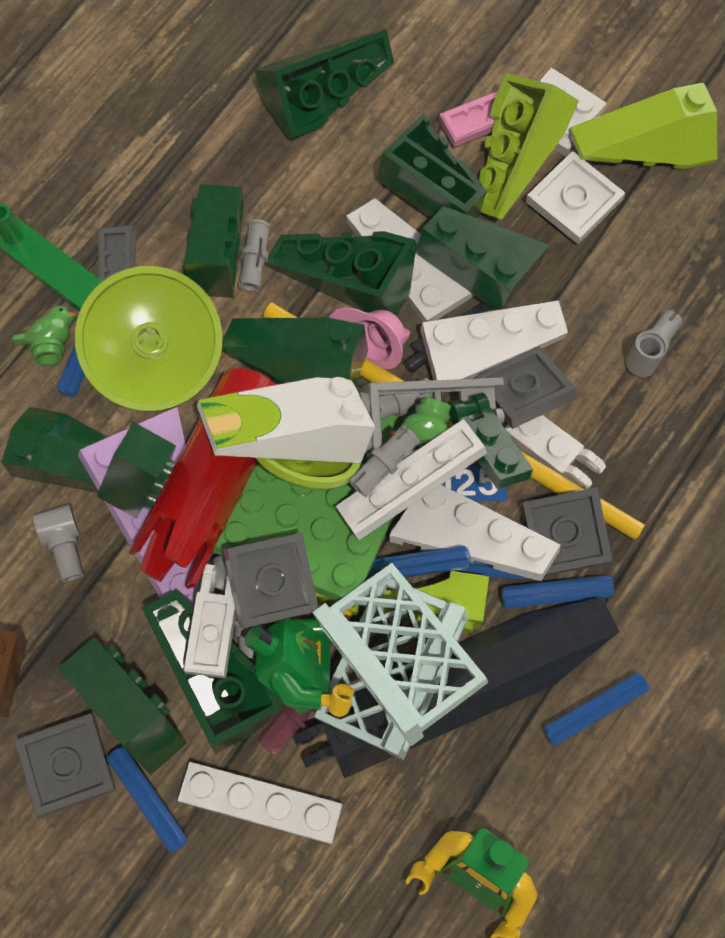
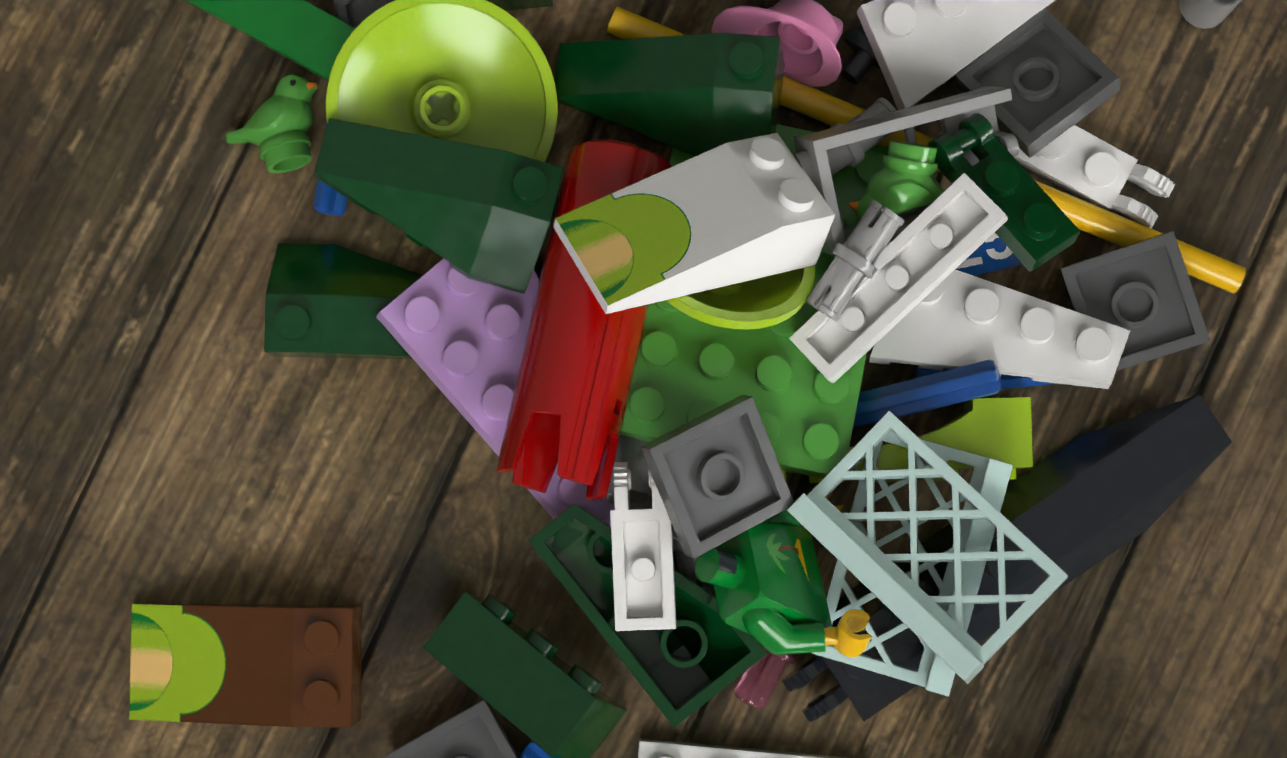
camera: 10 degrees left, 15 degrees up
(59, 533) = (372, 436): light grey pin -> none
(137, 471) = (485, 341): dark green wedge -> none
(138, 384) = (459, 199): none -> dark green wedge
(557, 591) = (1130, 394): blue axle -> none
(596, 709) = (1211, 559): blue axle -> none

